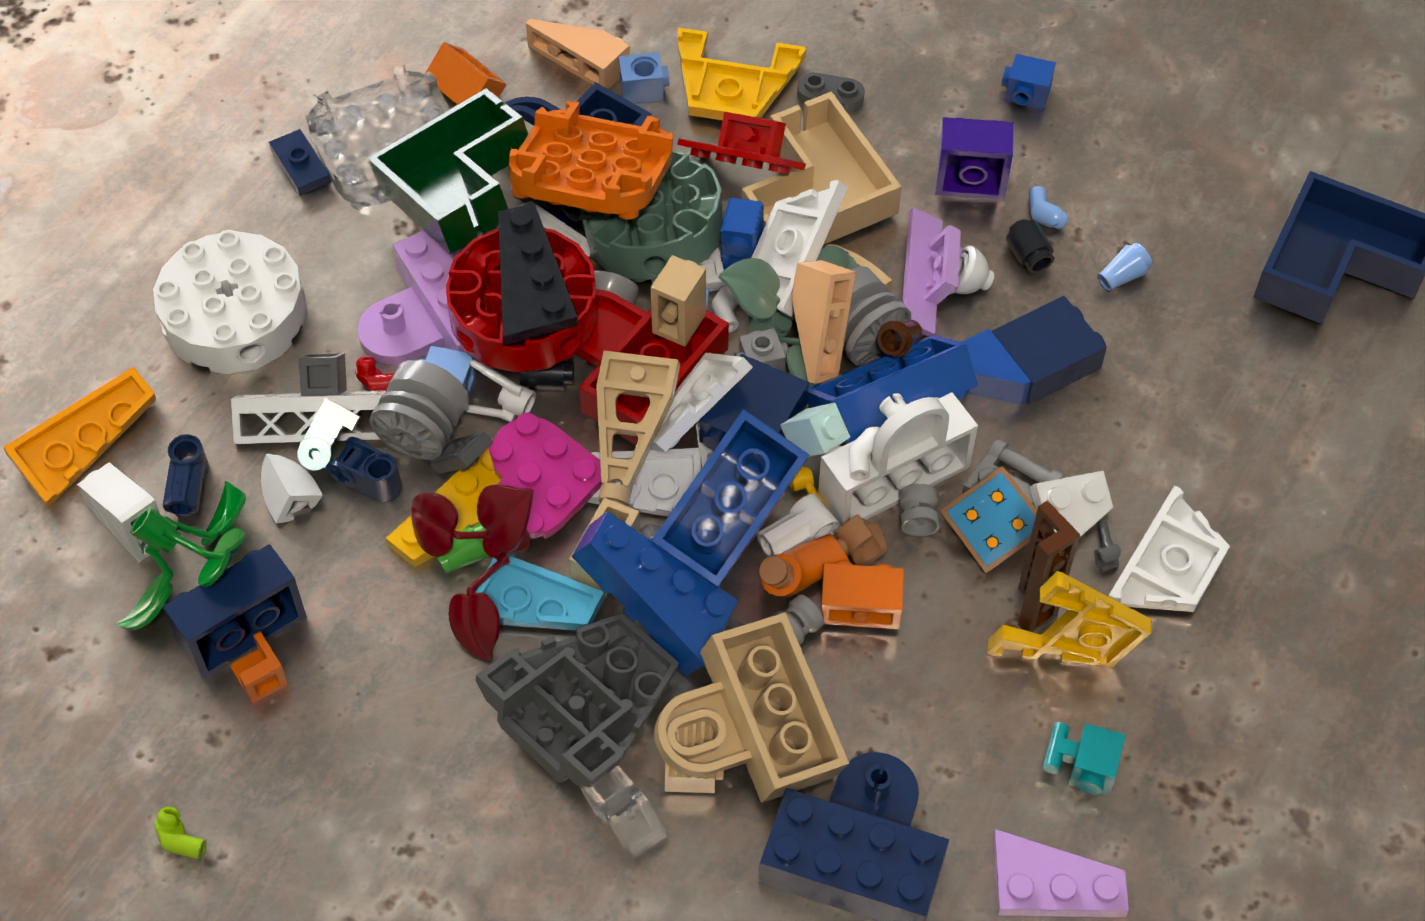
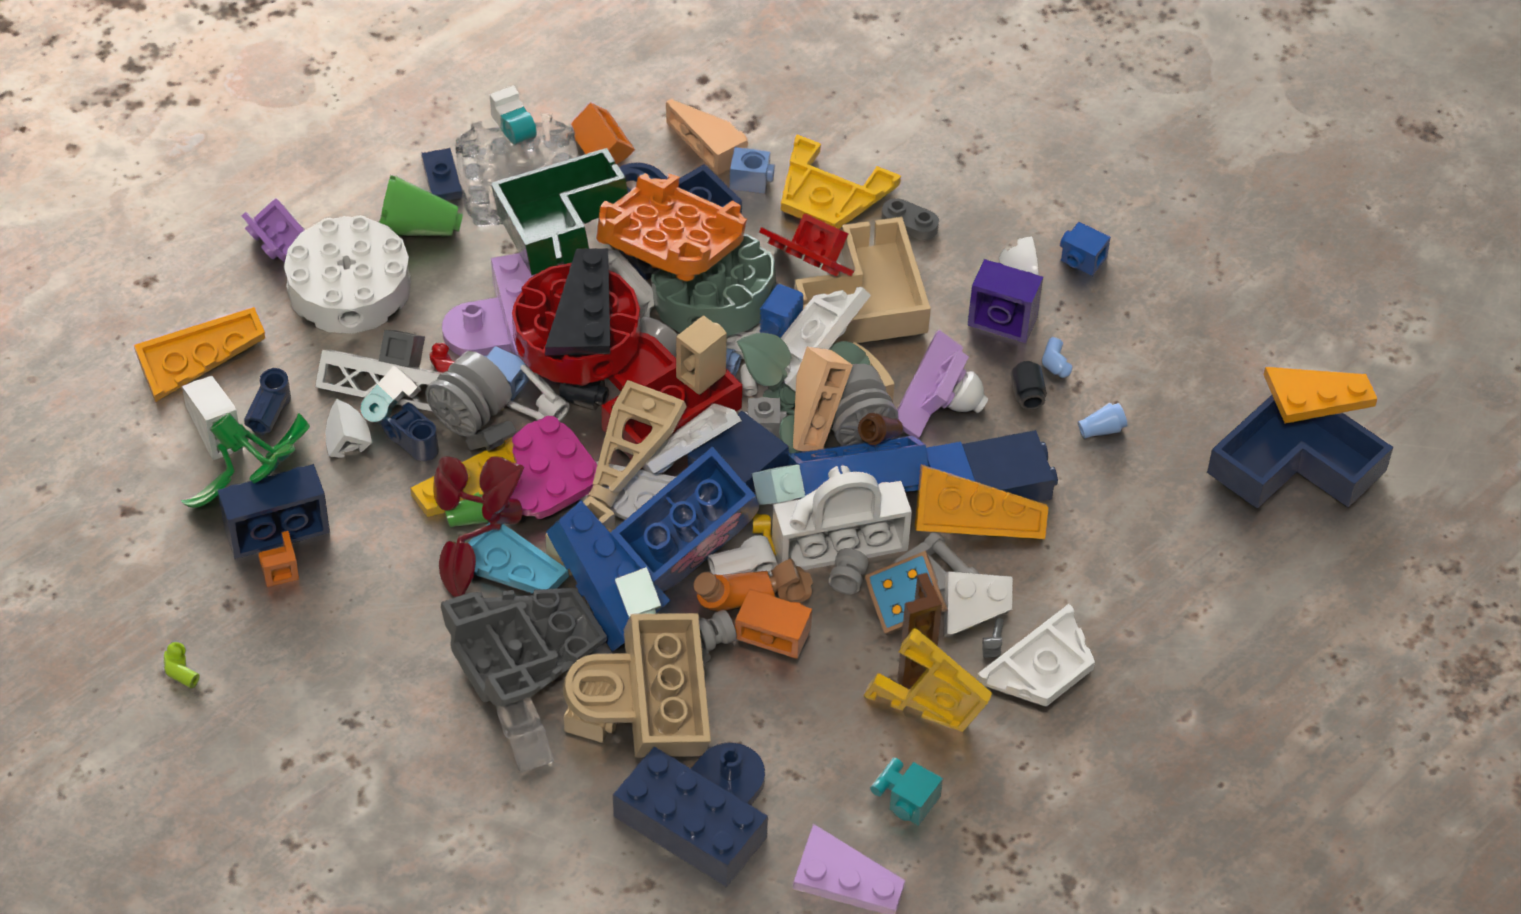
camera: 15 degrees right, 5 degrees down
(130, 268) = (275, 228): none -> medium lavender bracket
(288, 210) = (417, 212): none -> bright green cone
(361, 77) = (512, 116): none -> leg
(709, 606) = (638, 593): none -> light aqua brick
(968, 105) = (1021, 256): none -> white brick
(1030, 402) = (968, 507): none -> light orange wing
(1346, 182) = (1318, 393): none -> light orange wing

